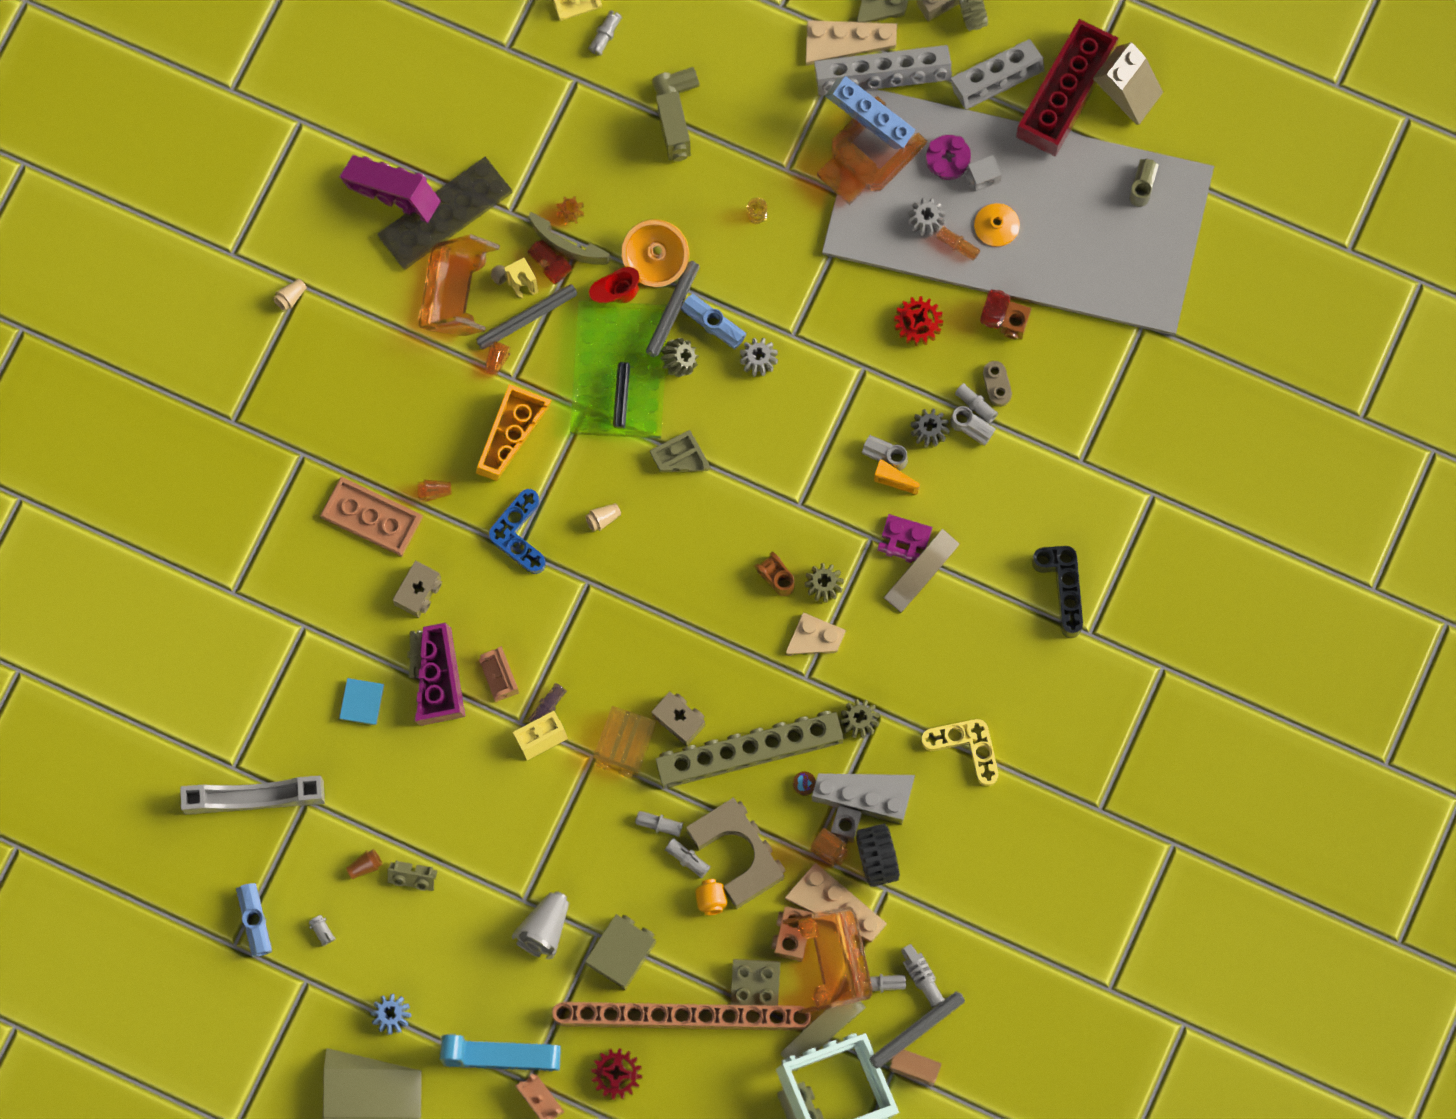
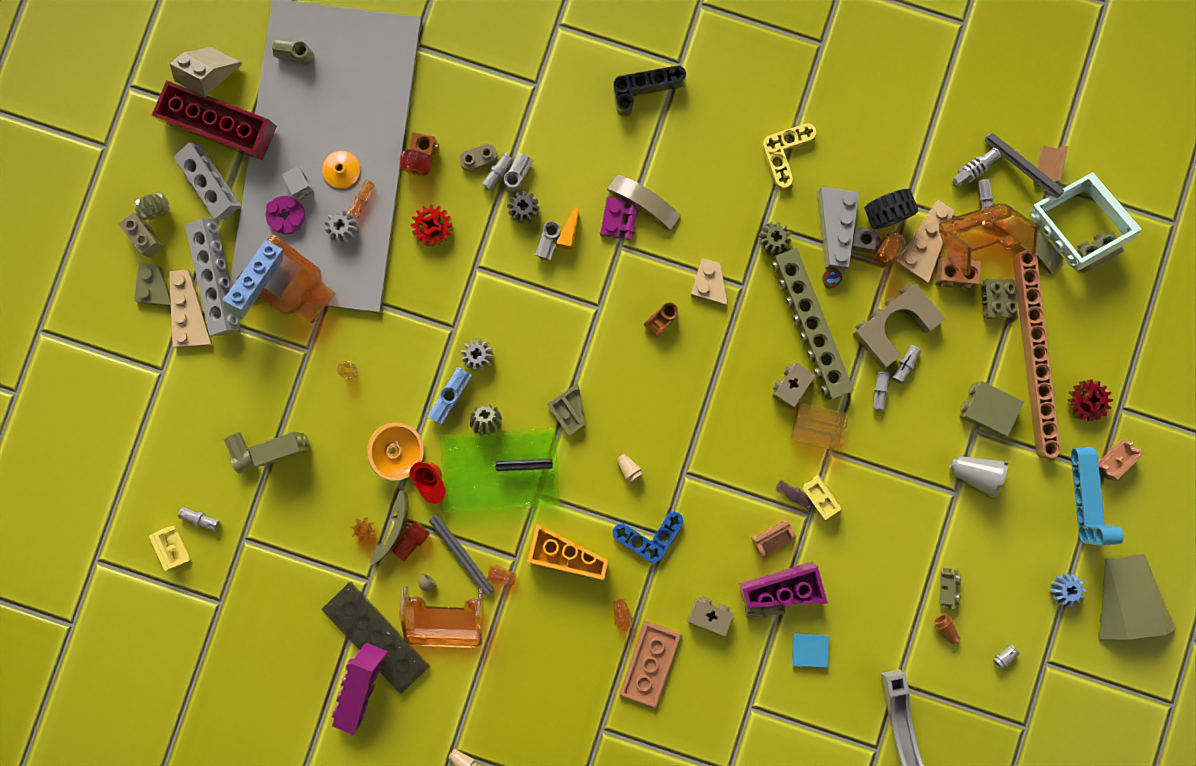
camera: 100 degrees left, 10 degrees up
(258, 933) = (995, 719): medium blue piece -> none
(521, 275) = (427, 565): light yellow hinge -> none
(672, 309) = (444, 431): dark grey axle -> none
(711, 897) = (938, 340): light orange head -> none
(832, 585) = (668, 274): olive gear -> none

